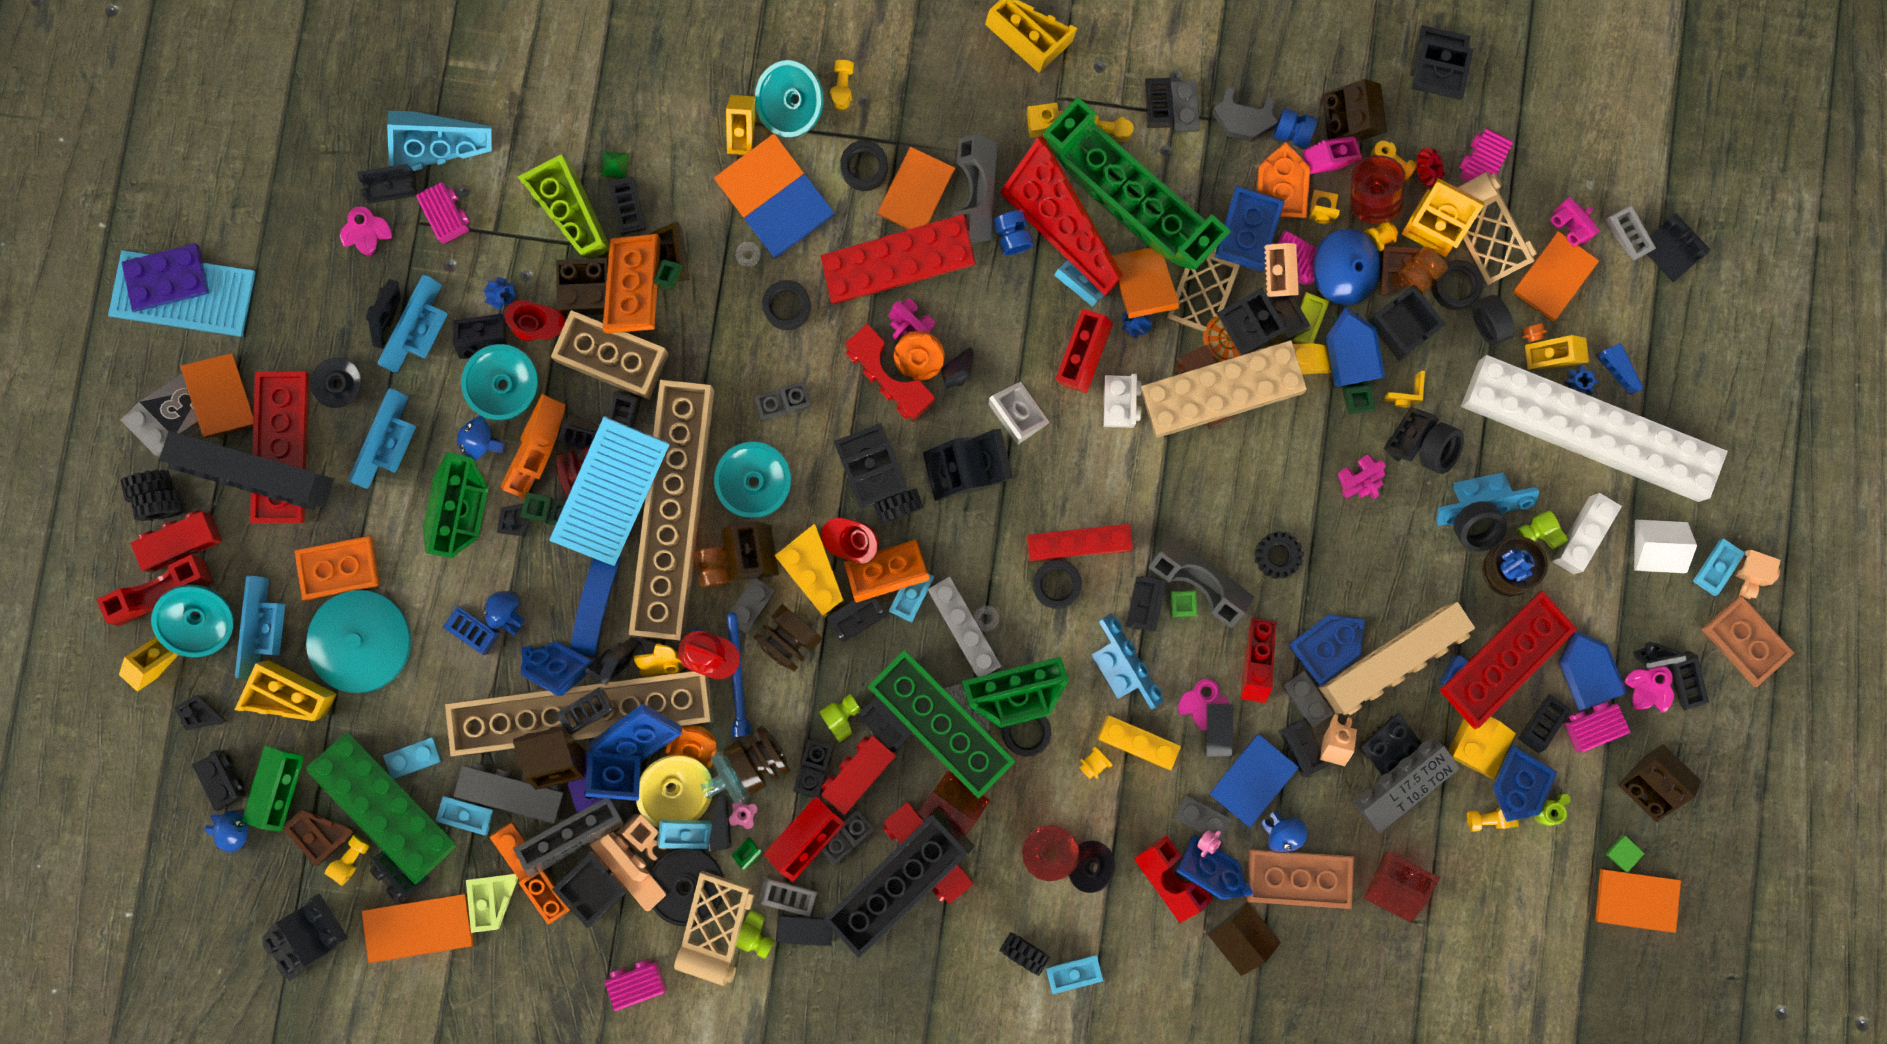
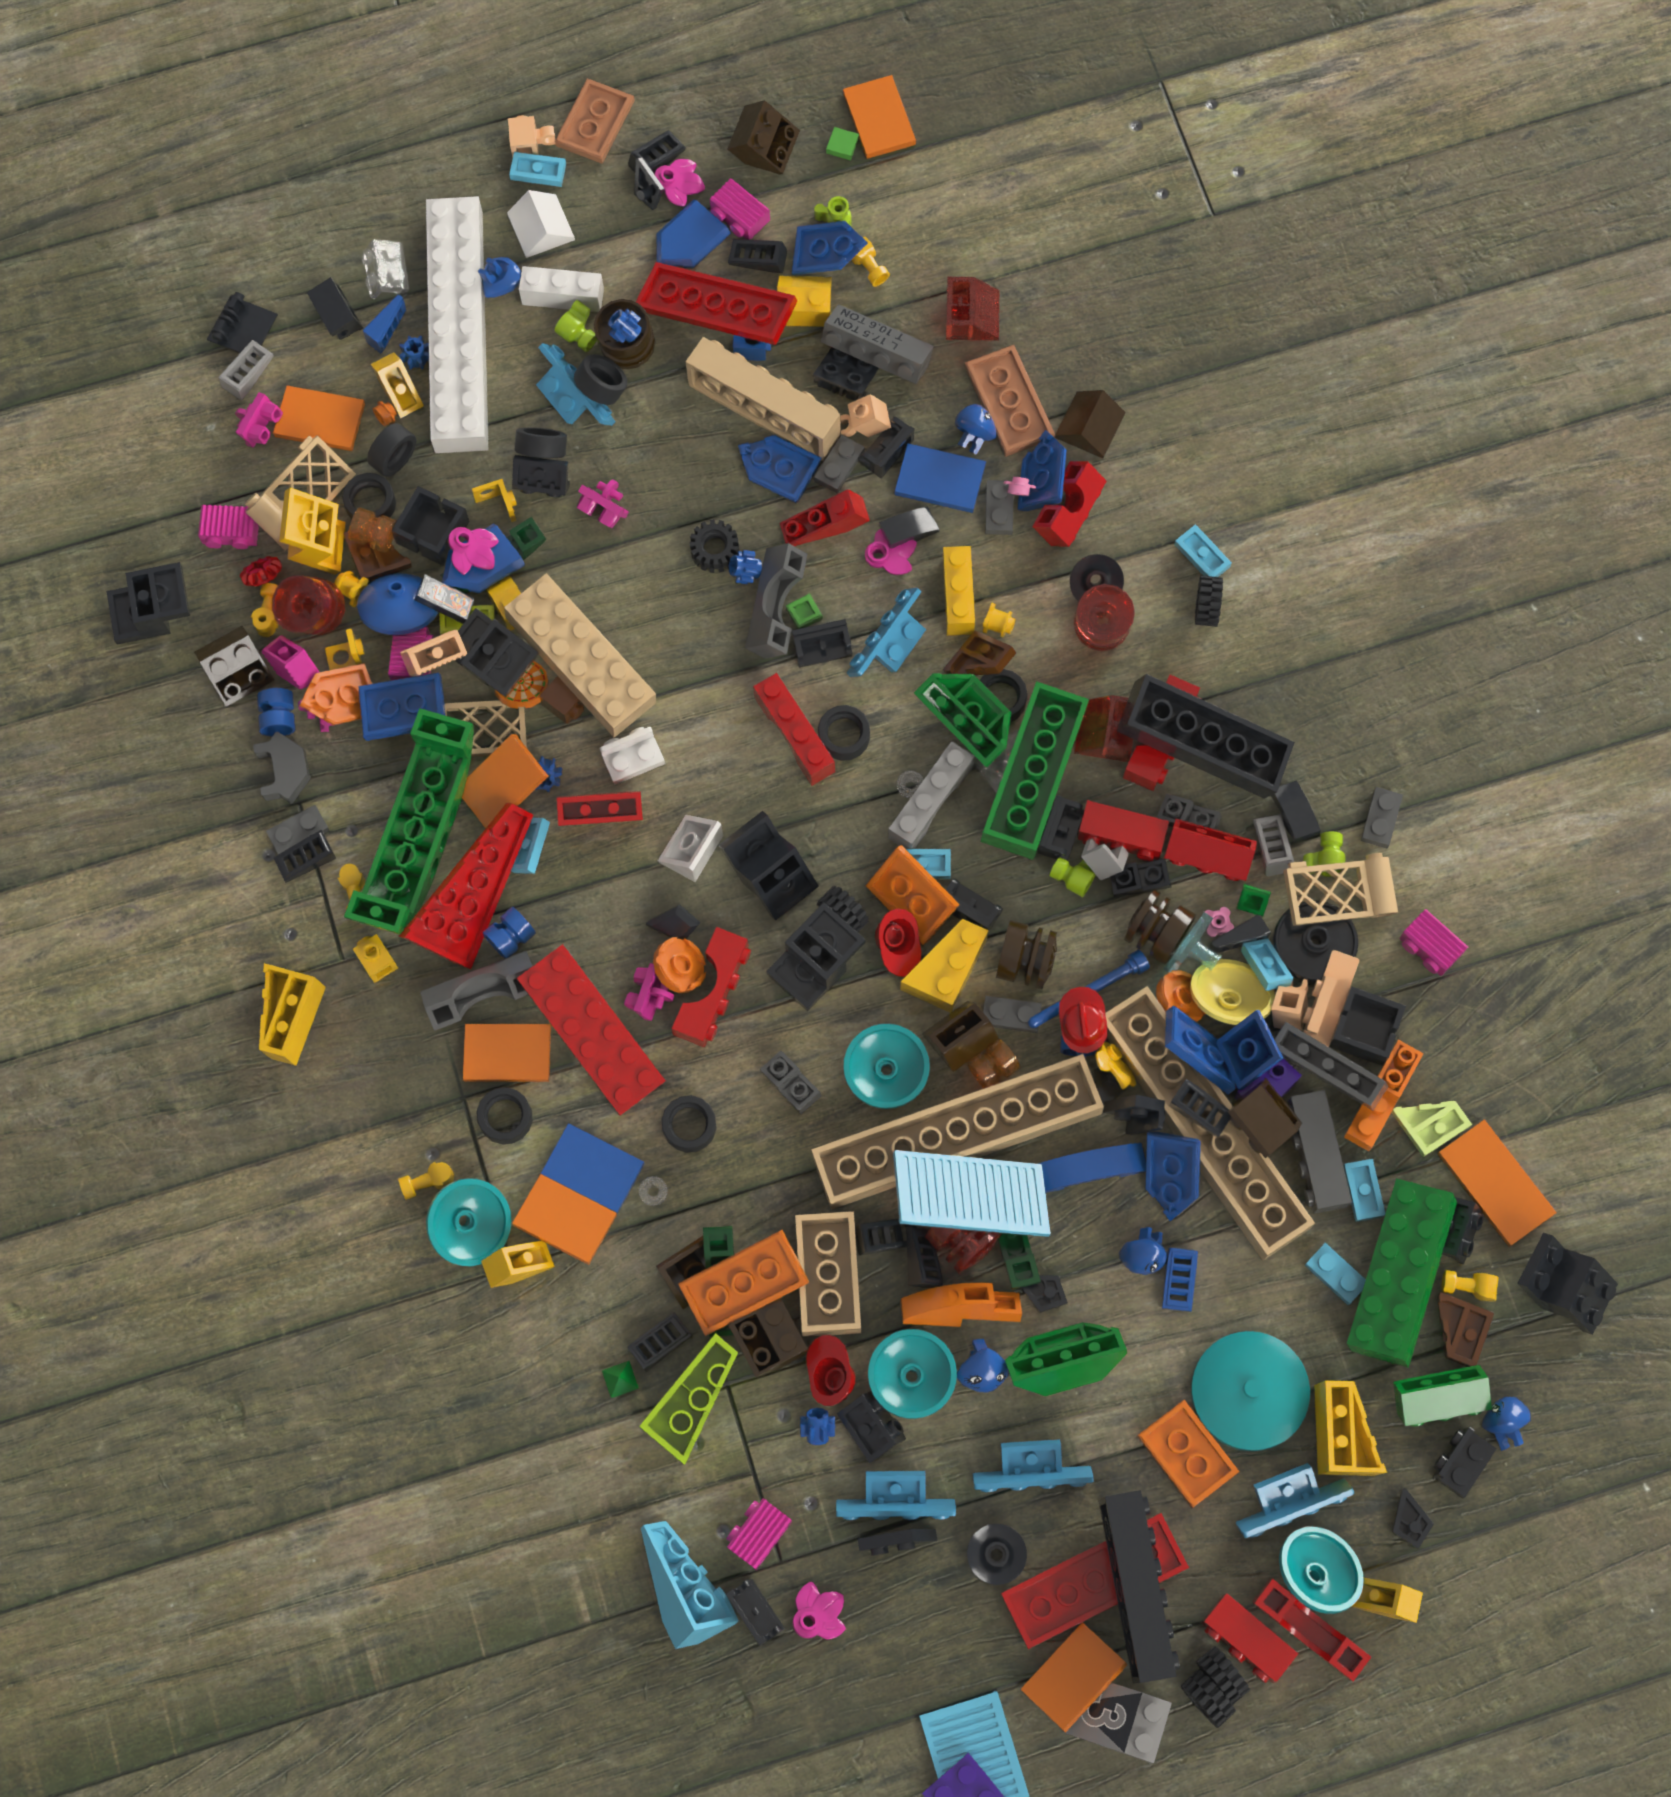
camera: 115 degrees left, 10 degrees down
(765, 1002) = (1381, 817): none -> dark grey plate
(837, 742) = (1102, 860): none -> light grey panel
(1068, 730) = (980, 656): none -> reddish brown wing
(1245, 570) = (745, 567): none -> blue gear
(1331, 303) = (444, 599): none -> tile
(1361, 346) = (474, 552): none -> dark pink plate
(1622, 484) = (499, 277): none -> blue piece
(1655, 331) = (334, 309): none -> black hinge
(1677, 392) = (385, 268): none -> clear bracket

